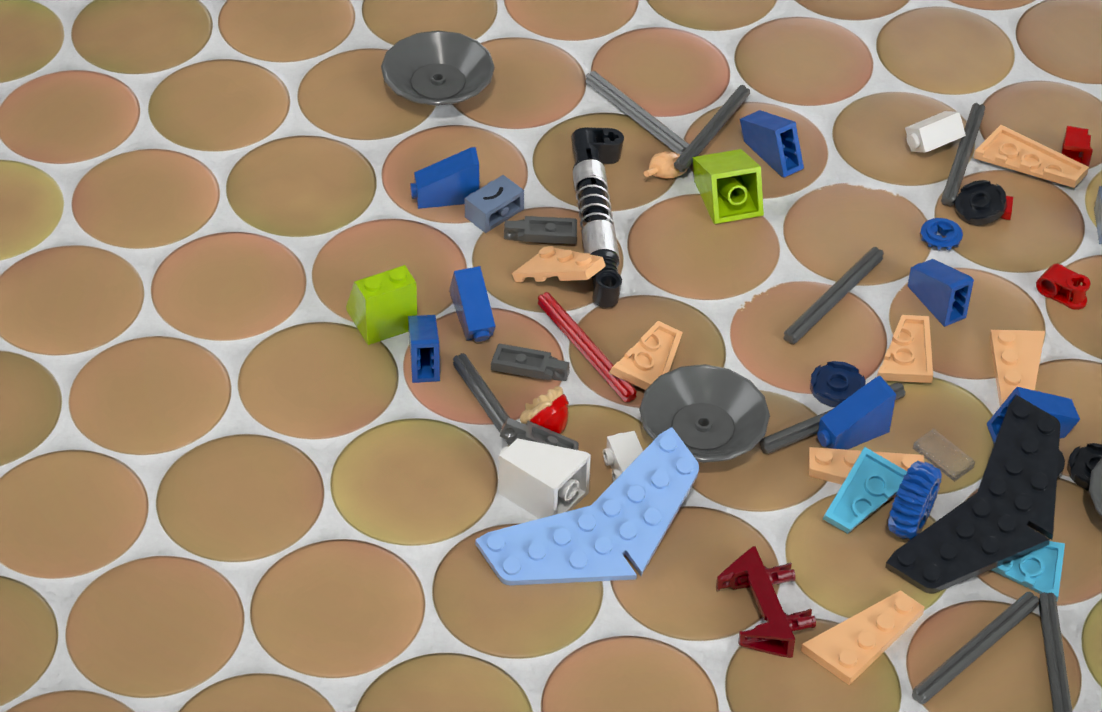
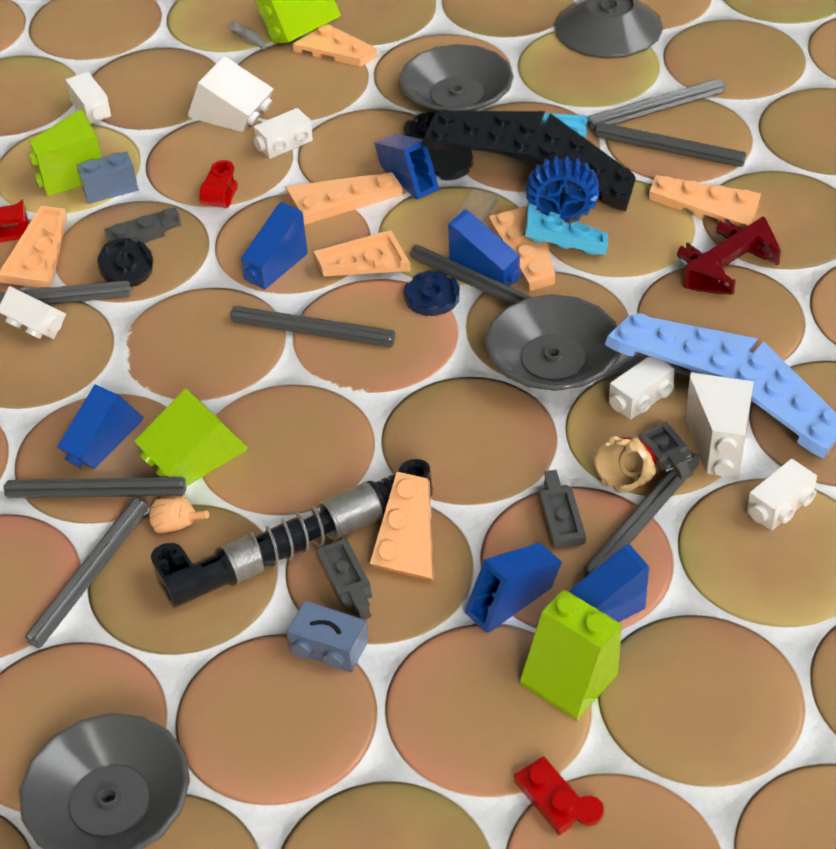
camera: 110 degrees left, 0 degrees up
(294, 273) = (555, 797): none -> red hinge
(447, 180) = (320, 686): blue slope -> none
(454, 496) = (782, 495): none -> white brick
(585, 346) = (499, 481): red axle -> none
(649, 357) = (492, 416): light nougat wing -> none
(946, 228) = (186, 272): blue gear -> none
(1029, 226) = (146, 227): none -> dark grey hinge

